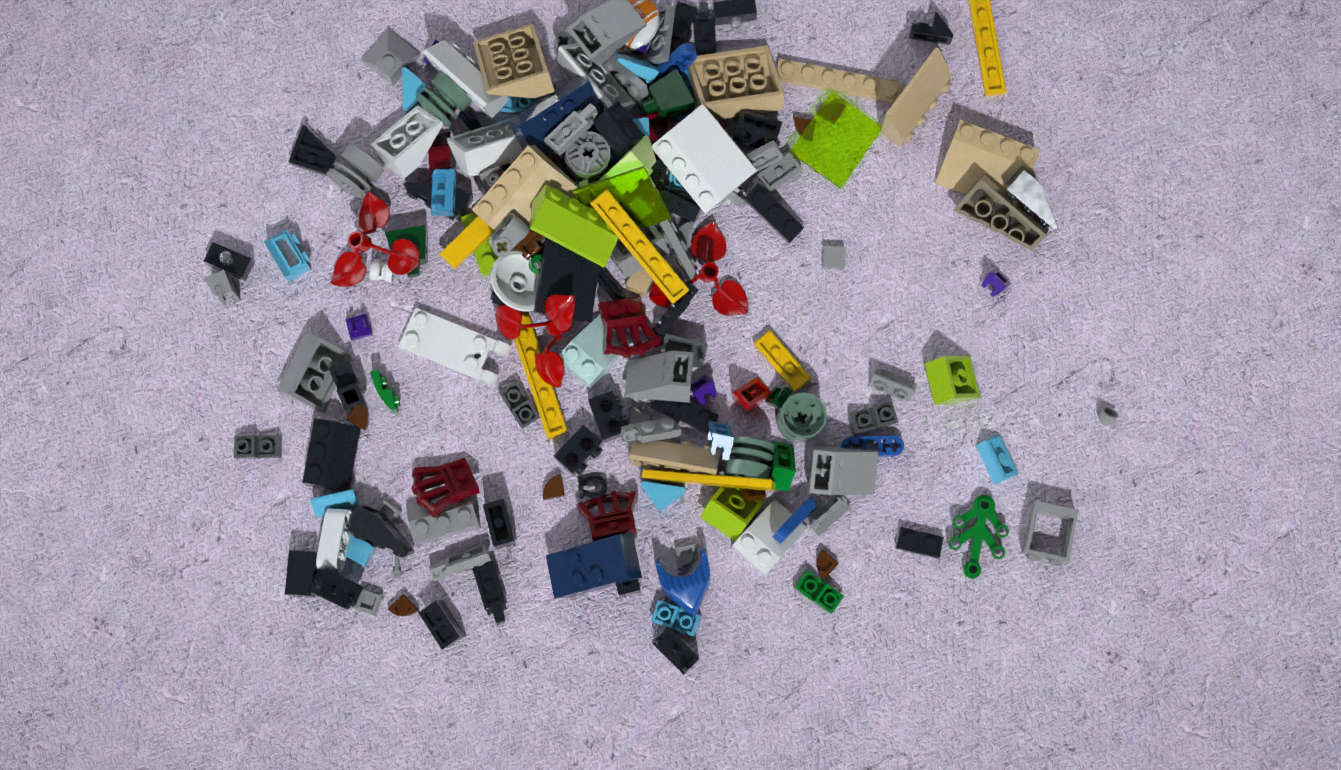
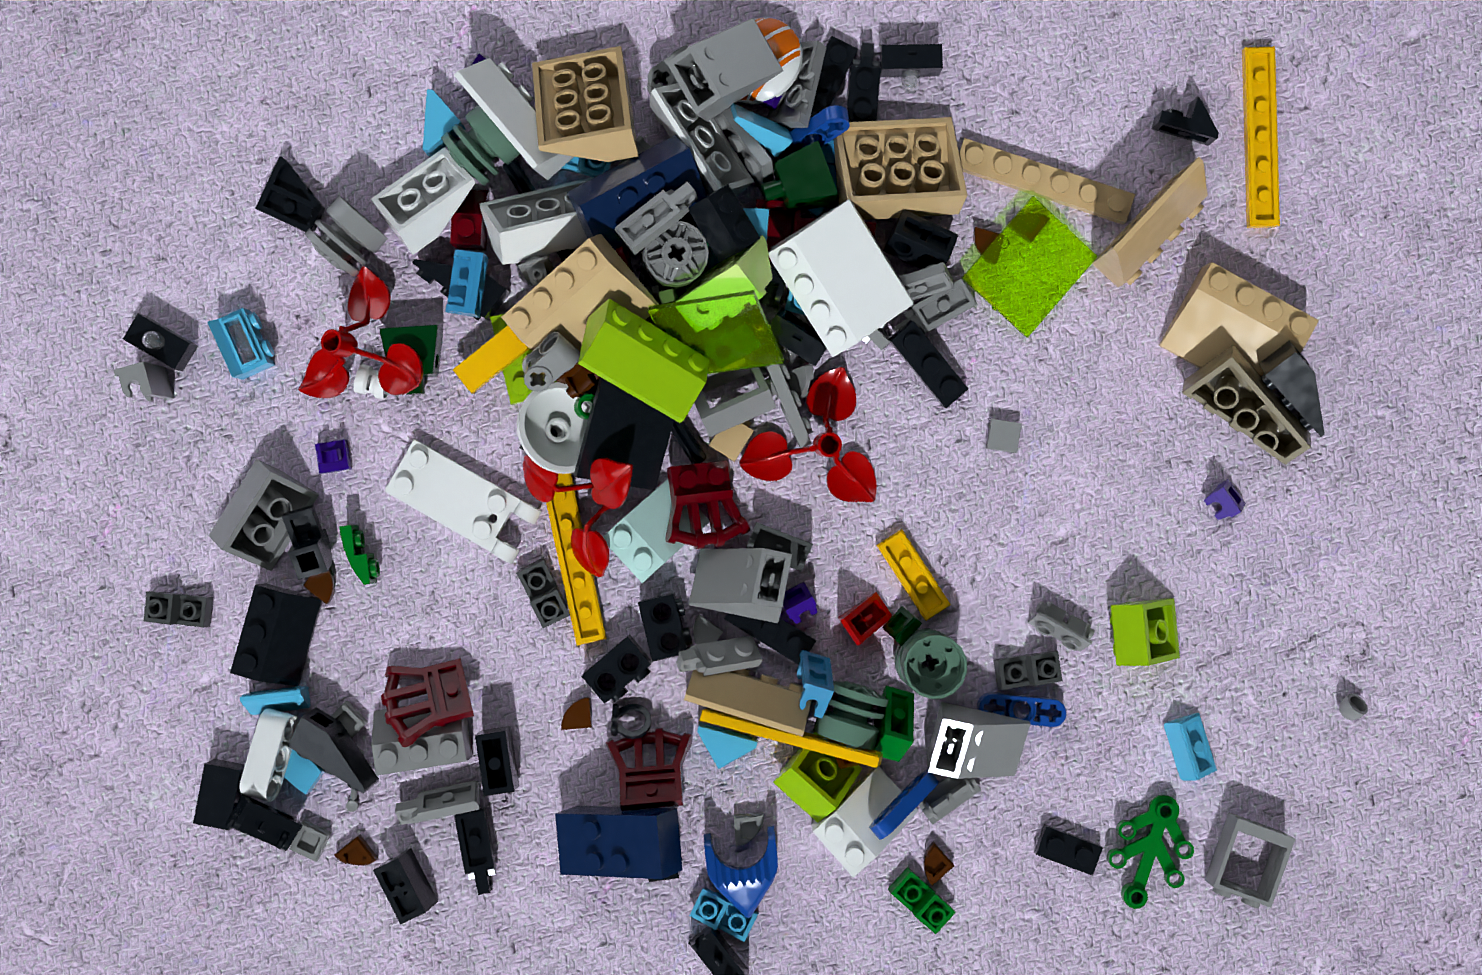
camera: 10 degrees right, 10 degrees up
(389, 57) = (415, 68): light grey slope -> none
(639, 246) = (733, 398): yellow tile -> none
(665, 322) = (774, 487): black hinge -> none

